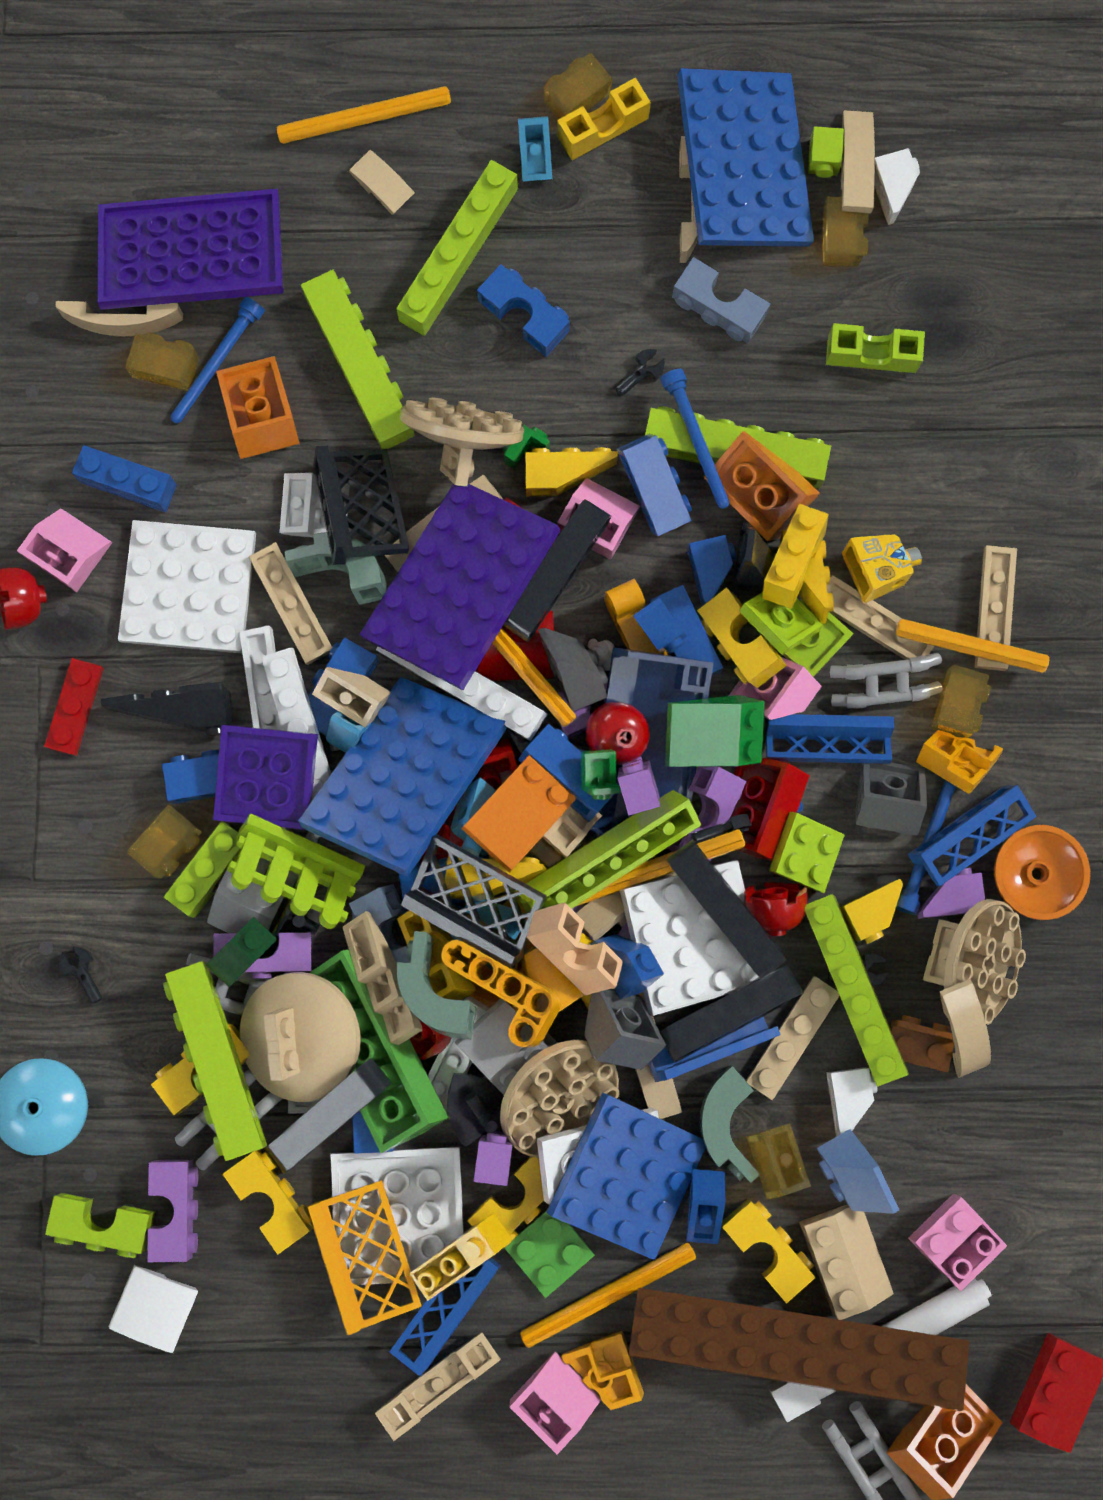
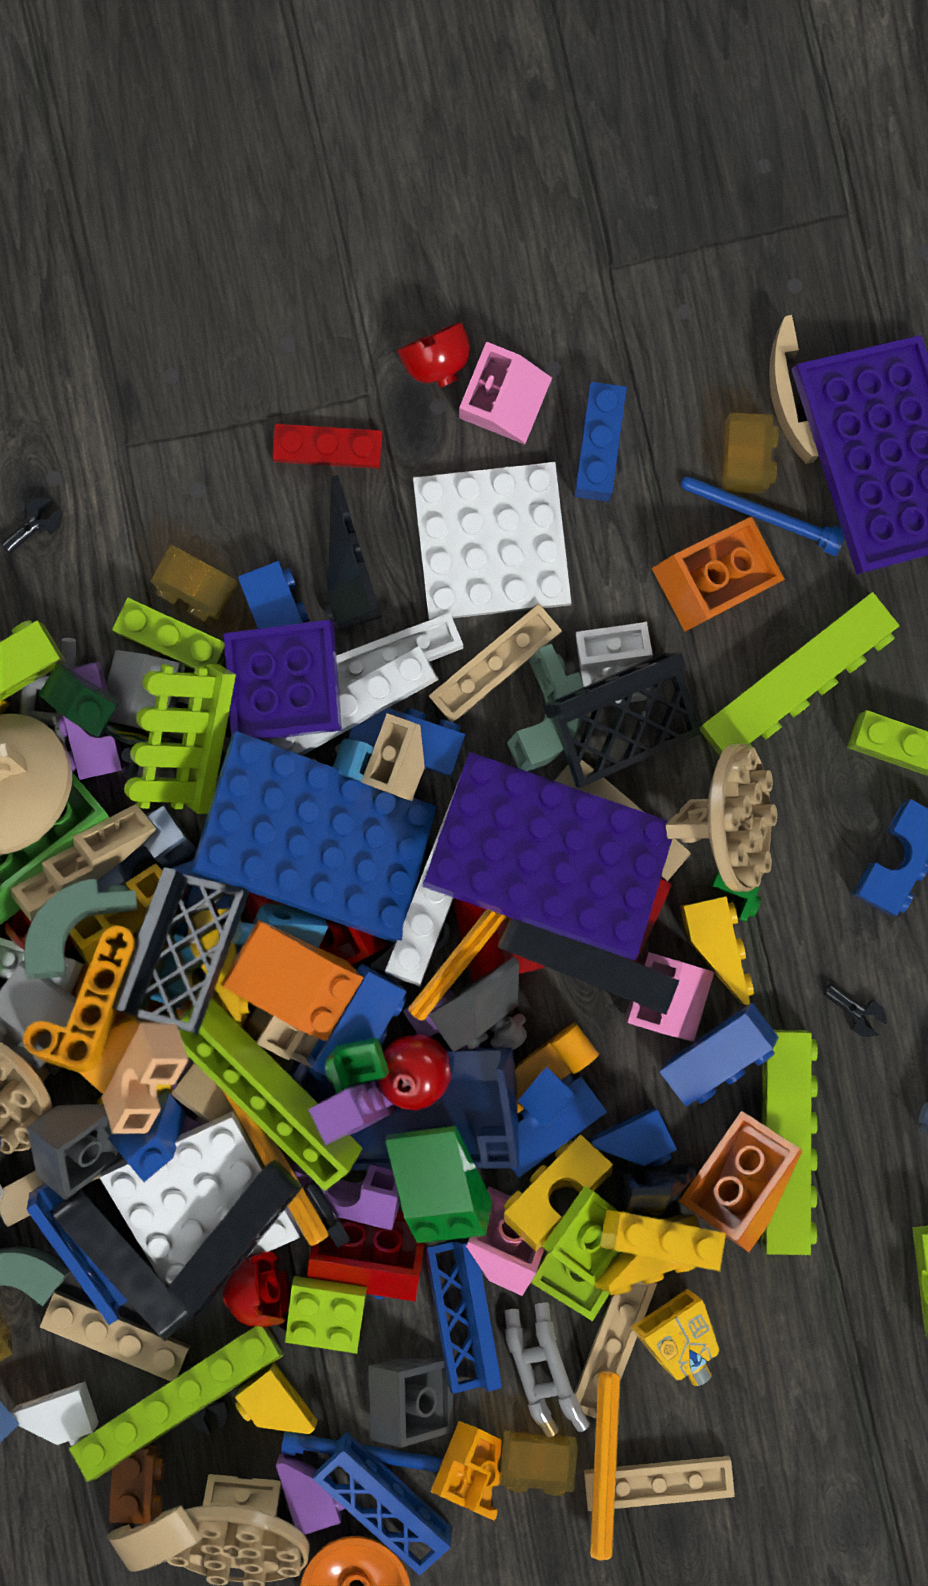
camera: 80 degrees right, 5 degrees up
(675, 384) = (843, 1057): blue piece -> none

